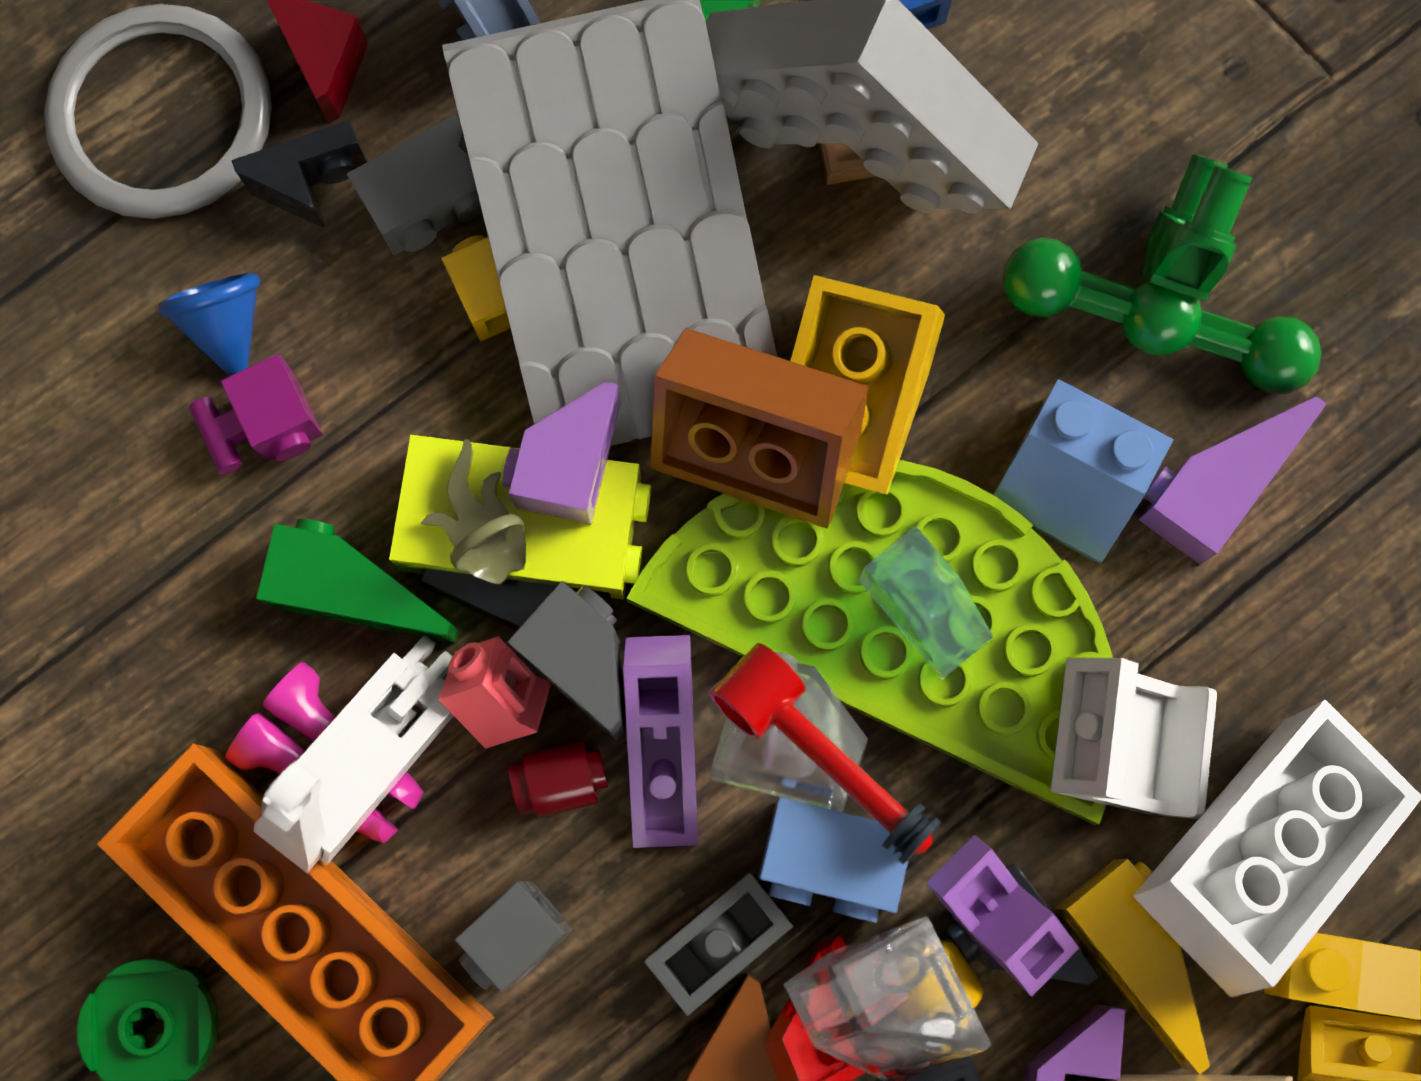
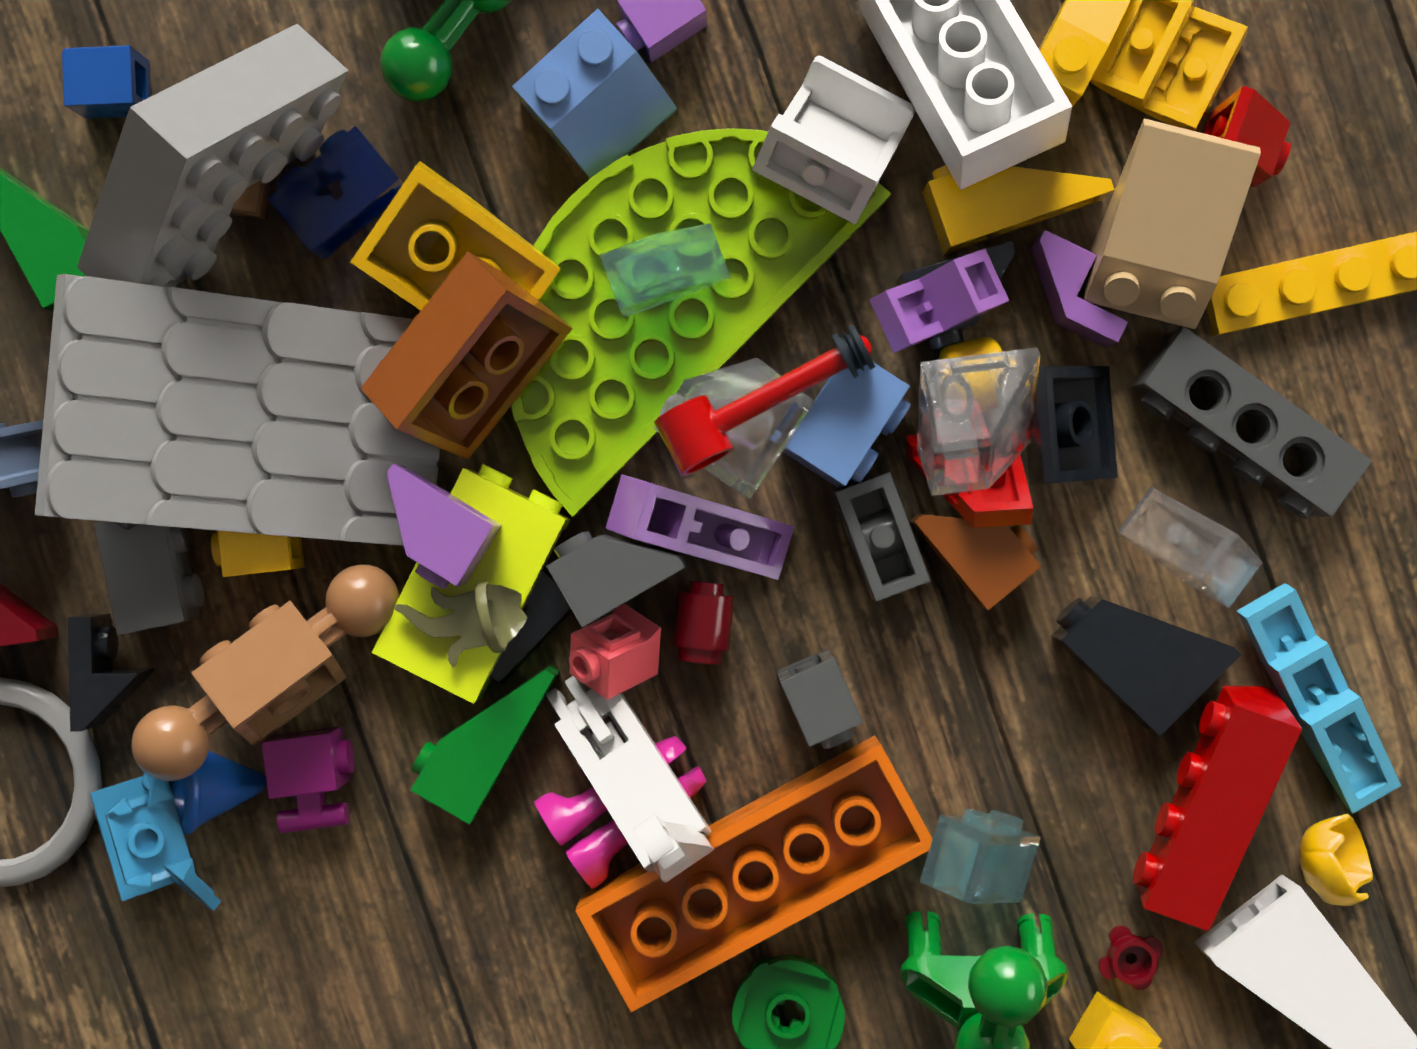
camera: 75 degrees left, 10 degrees up
(145, 270) = (146, 840): none -> dark azure piece
(352, 332) = (265, 674): none -> medium nougat brick
(865, 215) = (308, 201): none -> clear blue brick

